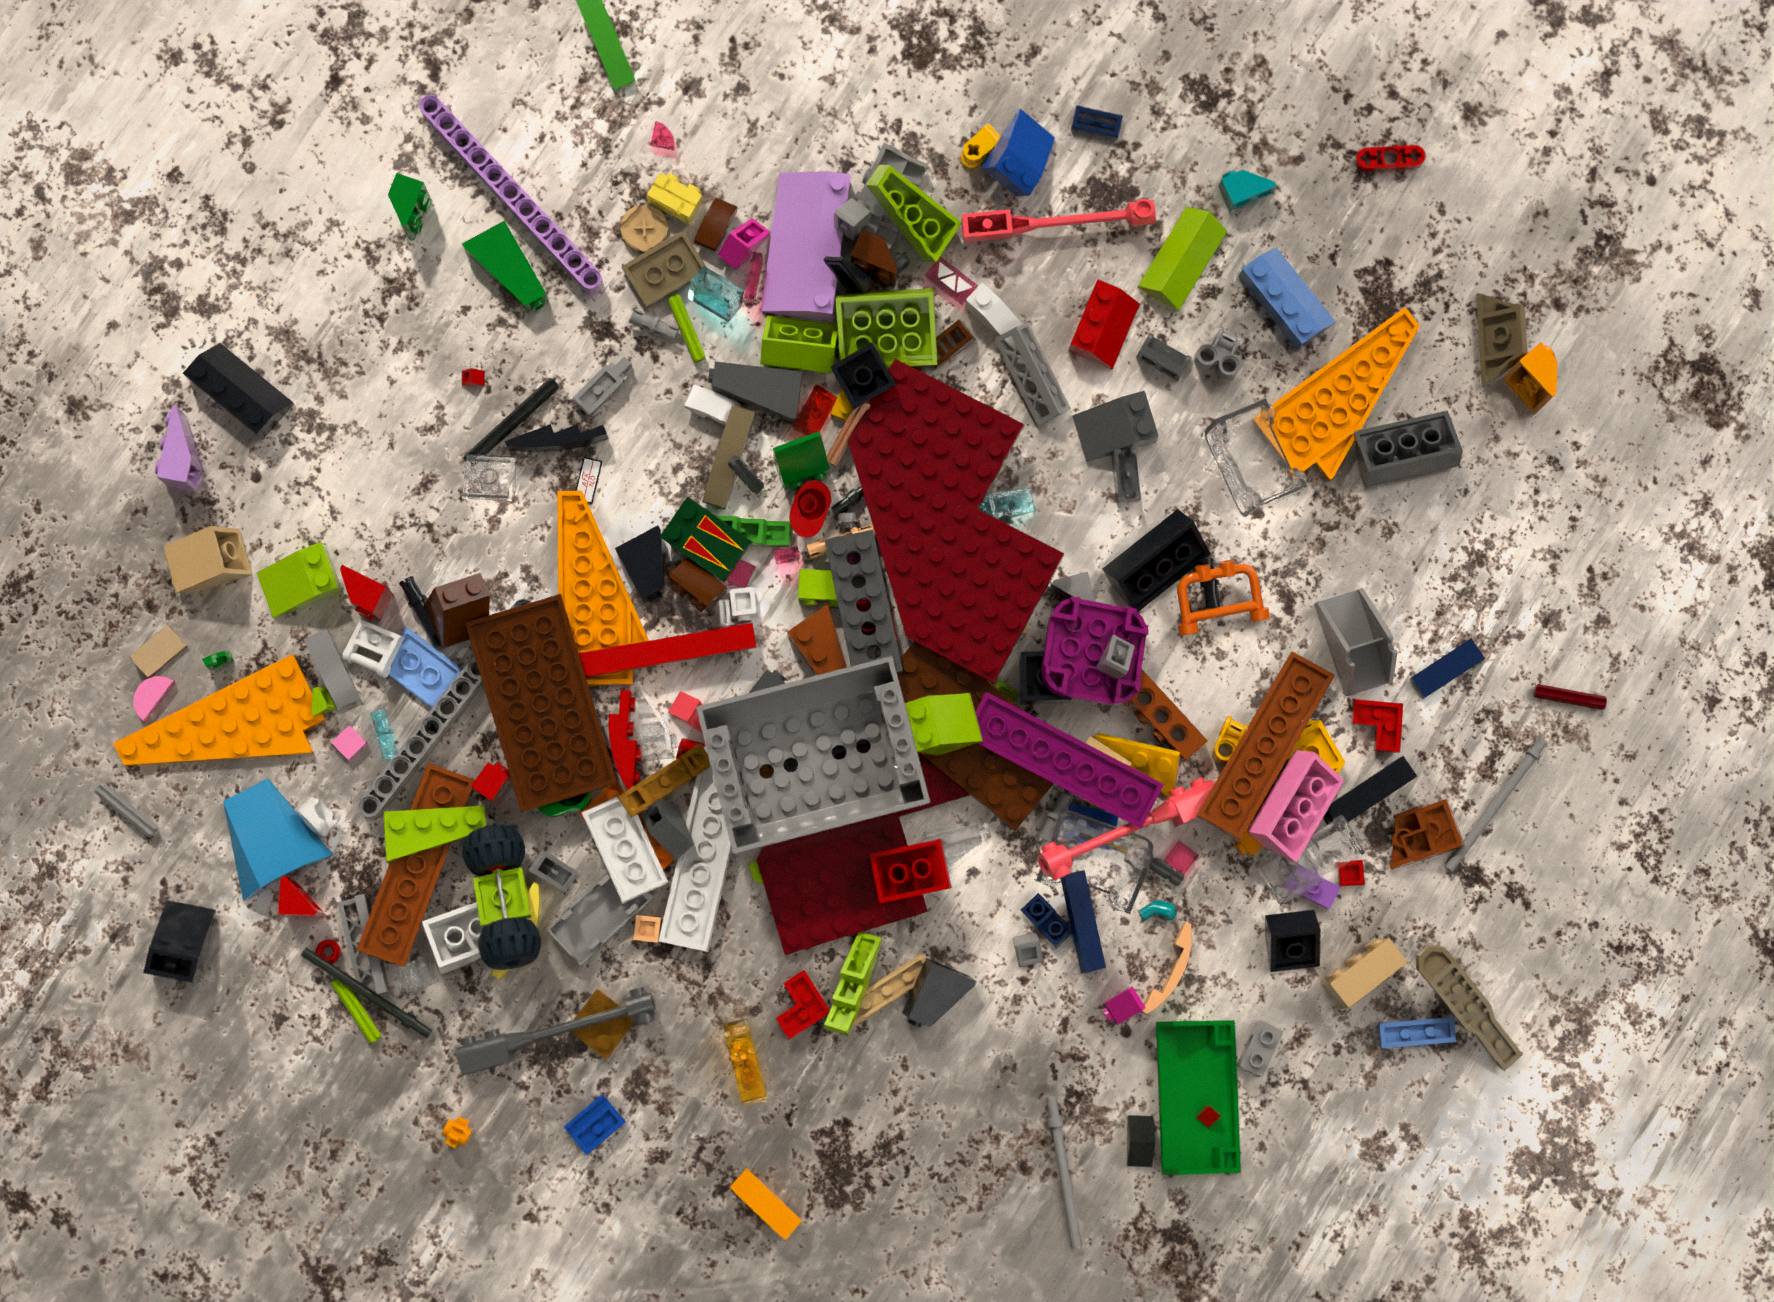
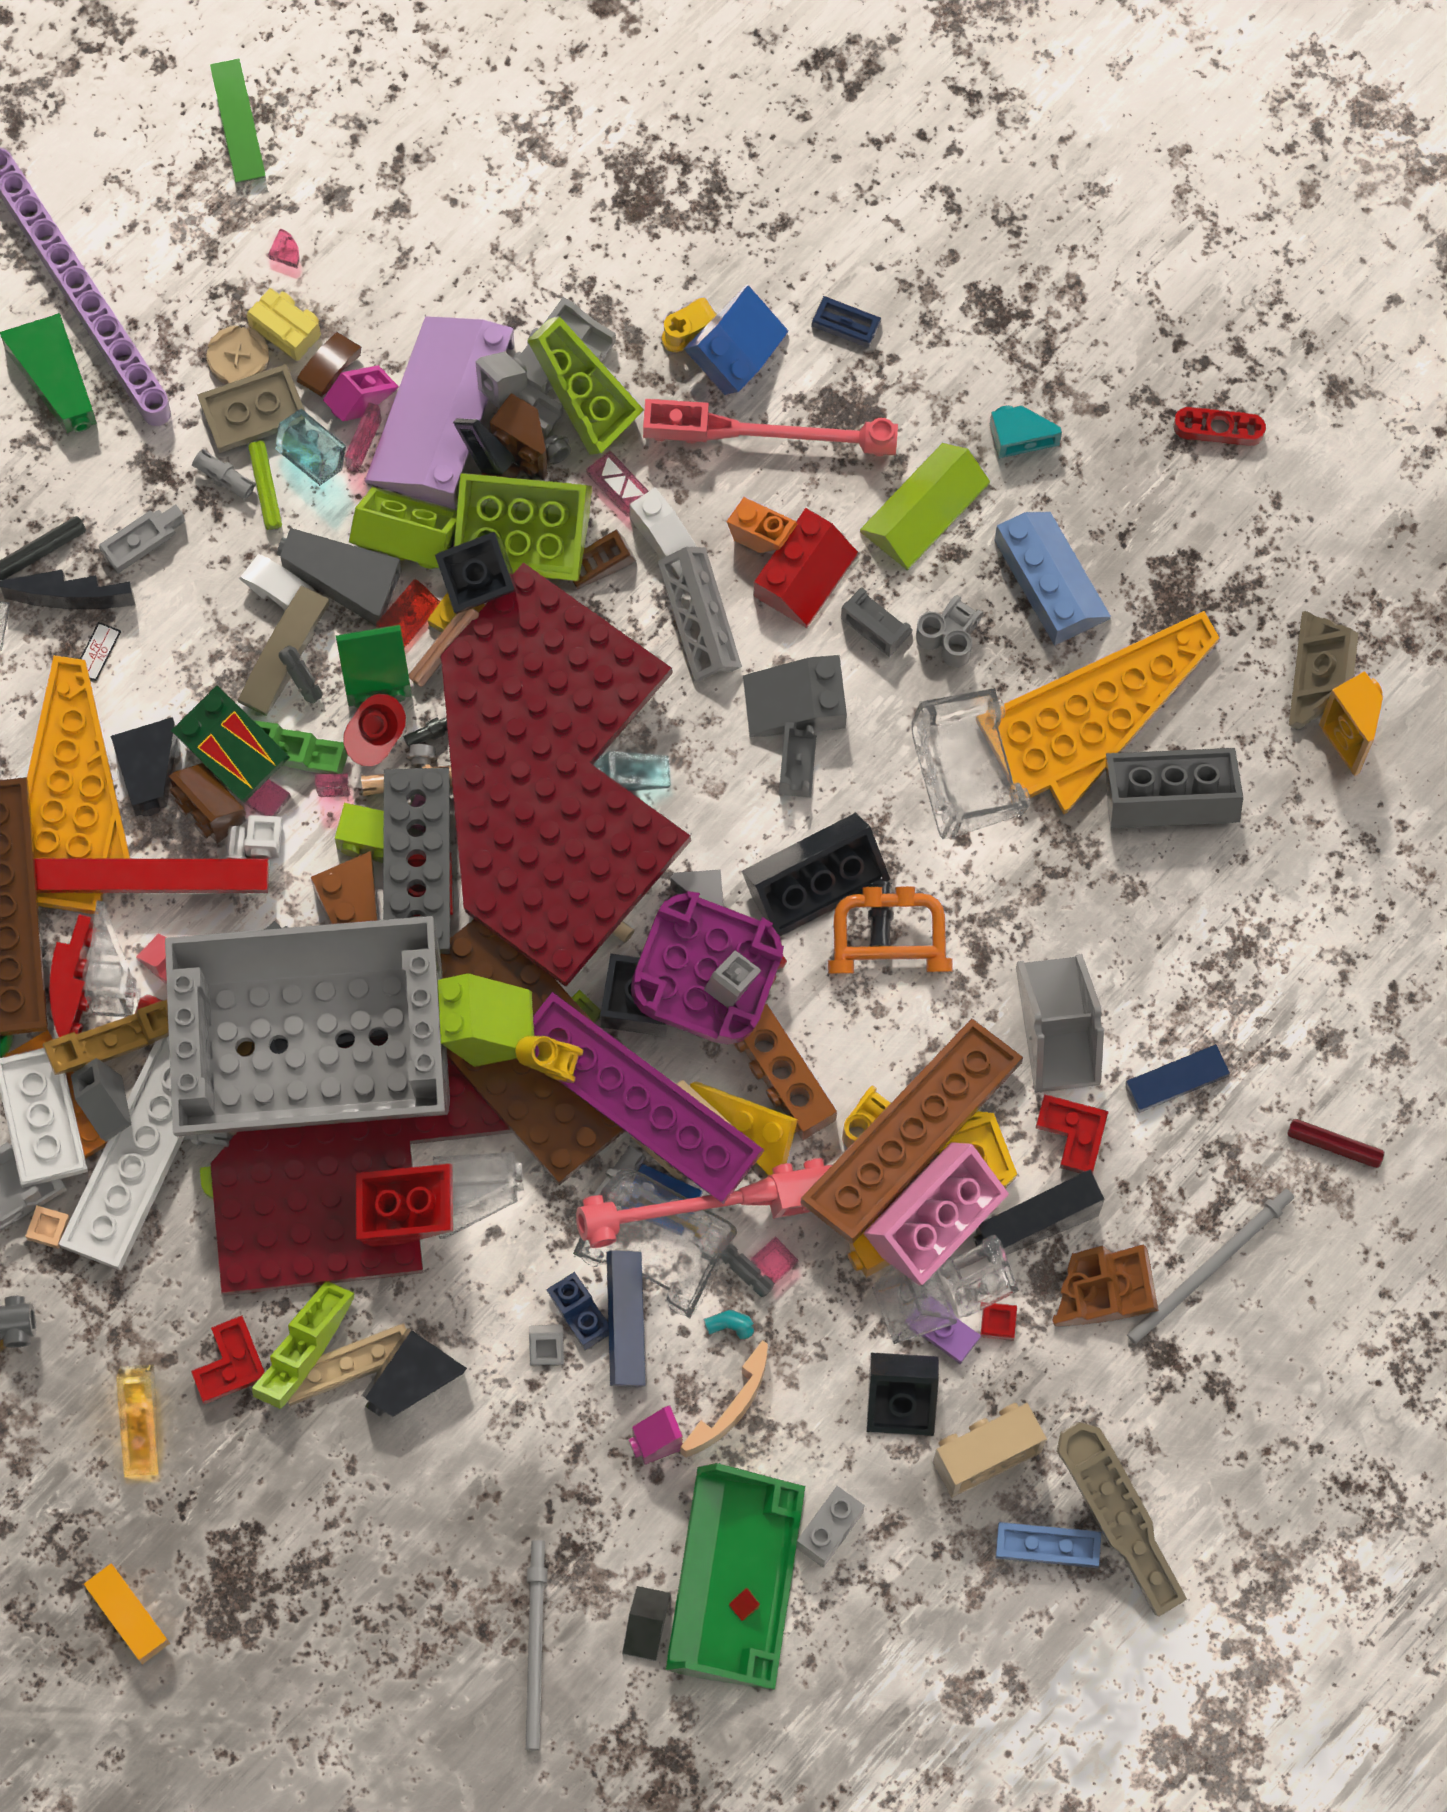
camera: 15 degrees right, 10 degrees down
(998, 743) = (554, 1057): none -> yellow piece
(1066, 299) = (759, 526): none -> orange slope

